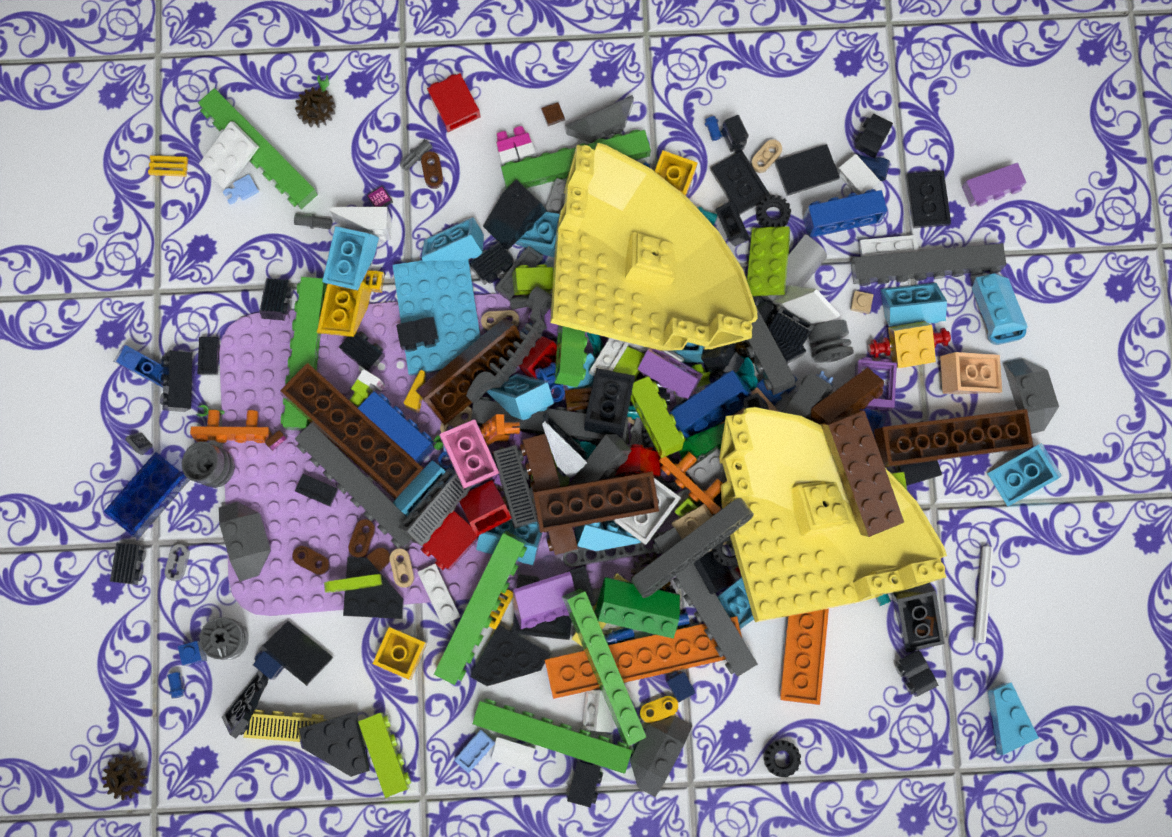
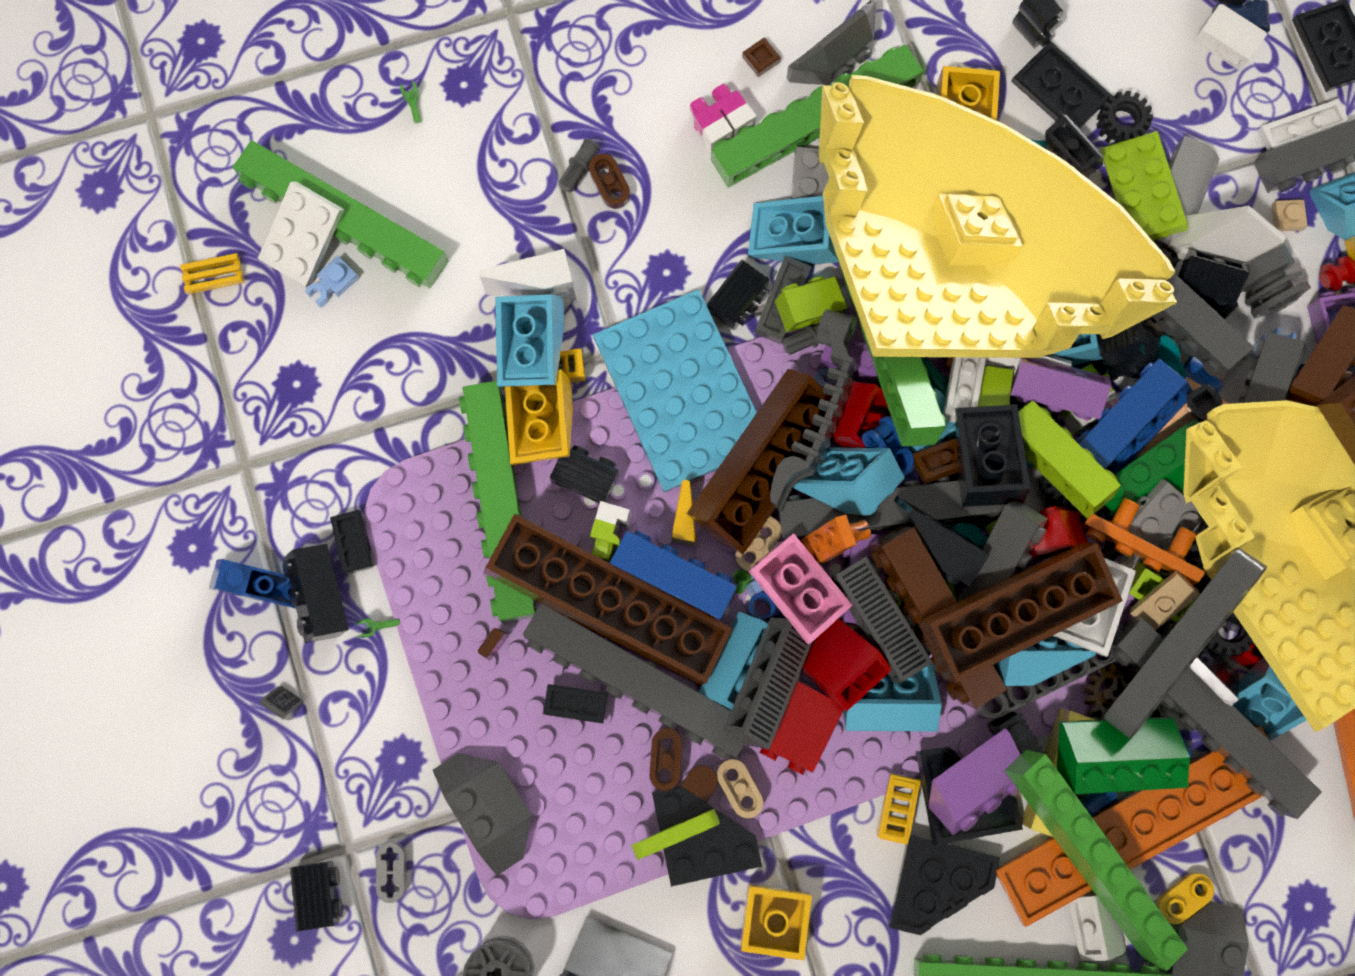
camera: 15 degrees left, 0 degrees up
(147, 495) = (317, 781): clear blue brick -> none
(208, 464) = (385, 705): dark grey wheel -> none
(237, 434) = (432, 650): orange plate -> none
(275, 299) = (431, 430): black brick -> none
(310, 560) = (597, 813): reddish brown plate -> none
(312, 221) = (453, 301): dark grey axle -> none
(323, 102) = (404, 143): dark brown gear -> none
(379, 197) = (542, 240): tile -> none
(417, 334) = (664, 426): black brick -> none
(439, 594) = (806, 813): white plate -> none
(453, 102) = (612, 74): red brick -> none
(455, 243) = (676, 279): medium azure slope -> none
(480, 607) = (881, 818): bright green brick -> none
(498, 316) = (773, 372): tan plate -> none
(513, 215) = (751, 214): black slope -> none
(680, 686) = (1209, 855): dark blue brick -> none
(713, 127) = (1000, 19): blue pin -> none
(766, 156) = (1089, 42): tan plate -> none
(807, 170) = (1151, 46): black tile -> none
(845, 213) = (1232, 91): blue brick -> none

